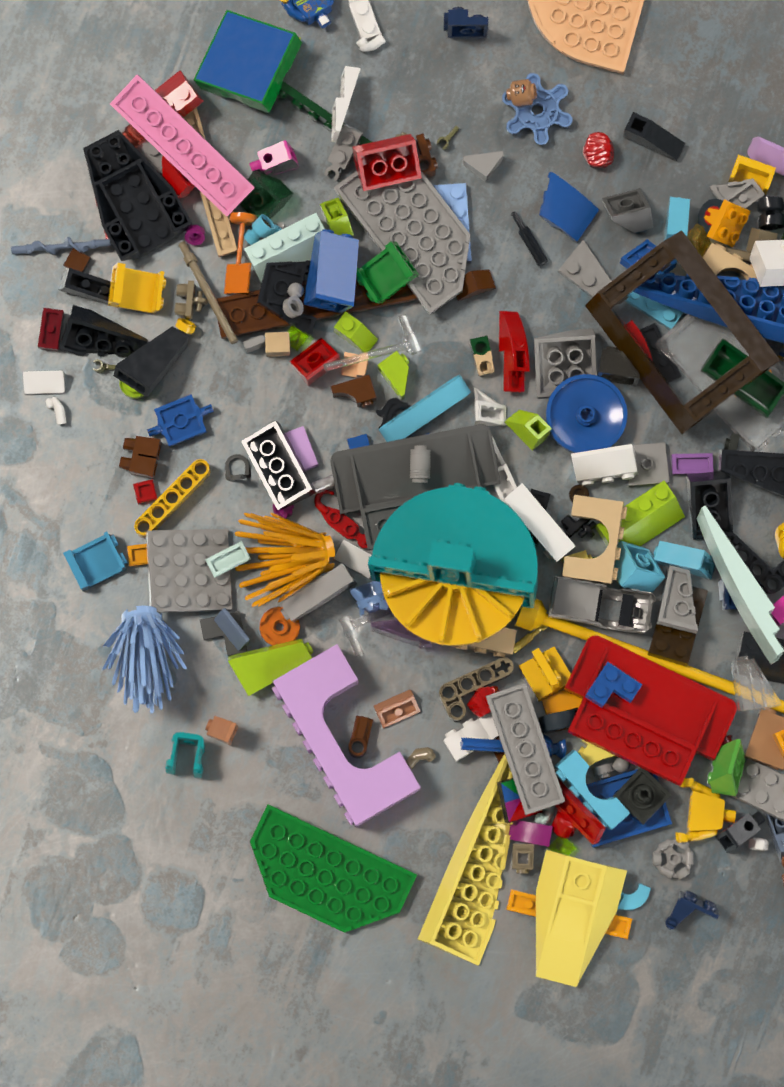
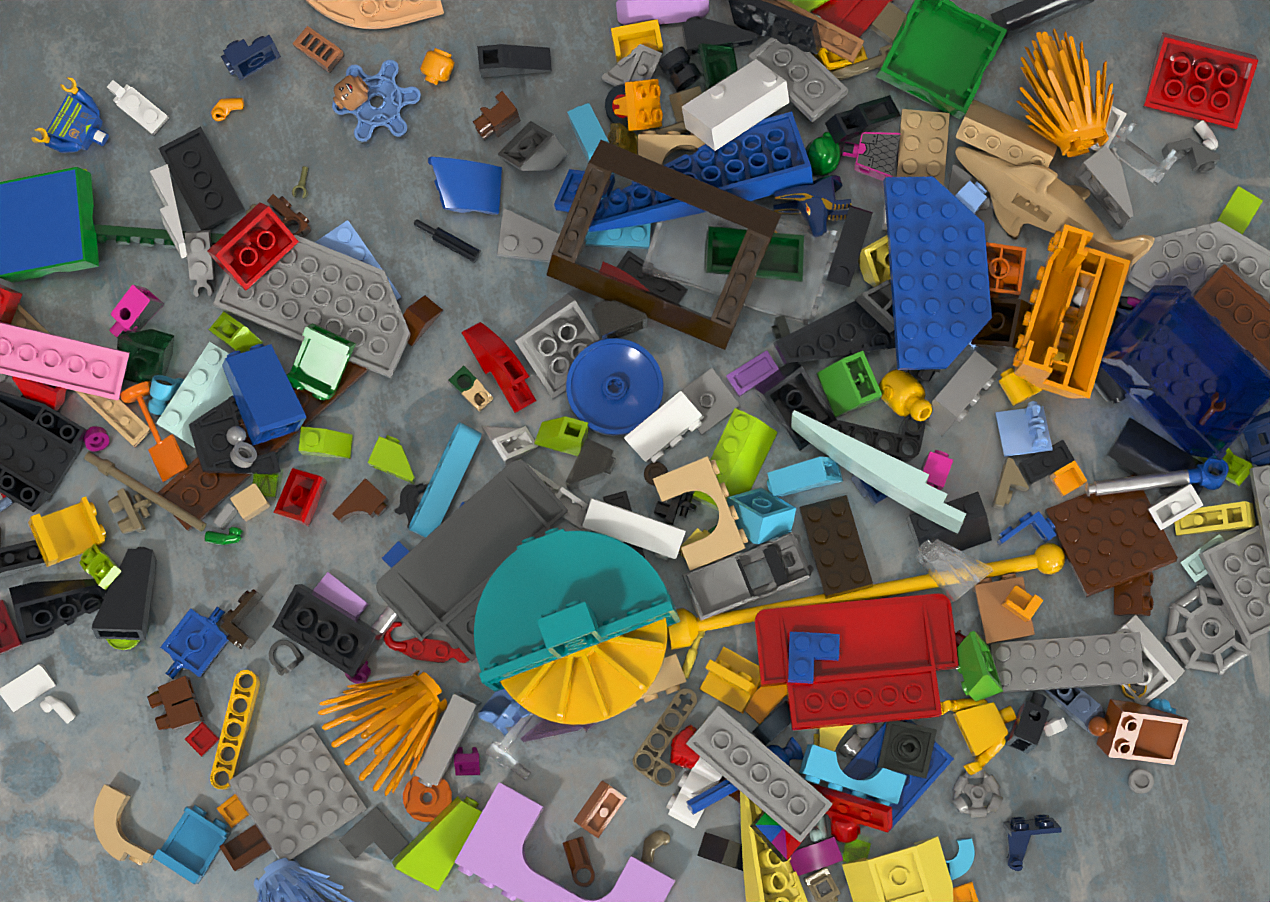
camera: 30 degrees left, 0 degrees up
(44, 512) = (108, 827): none -> tan arch
(103, 366) = (80, 634): olive hand -> none
(131, 586) = (245, 848): none -> reddish brown panel
(145, 326) = (99, 566): none -> lime slope
(185, 325) = (142, 539): yellow tile -> none
(218, 419) = (232, 619): none -> dark brown bracket
(228, 559) = (331, 759): light aqua tile -> none
(232, 629) = (379, 830): sand blue slope -> none
(243, 359) = (224, 539): none -> green arm
(321, 619) = (467, 763): none -> magenta tile
(353, 558) = (461, 678): white slope -> none
(355, 370) = (344, 477): light nougat panel -> none
(371, 45) = (165, 133): white arm -> none
(378, 93) = (201, 179): none -> black plate
(409, 344) = (387, 420): clear bar -> none
(420, 464) = (474, 541): light grey head -> none
(426, 50) = (225, 106): none -> light orange arm
(466, 789) = (721, 851): none -> black slope
(483, 164) = (354, 190): light grey slope -> none
(521, 62) = (332, 60): none -> nougat slope
(536, 460) = (591, 465): none -> clear smoke slope
(595, 109) = (437, 66): none -> light orange head
(598, 150) = (463, 106): red hair -> none
(616, 172) = (498, 118): none -> reddish brown hips
(677, 601) = (823, 526): light grey wing -> none
(757, 512) = (849, 384): none -> bright green slope

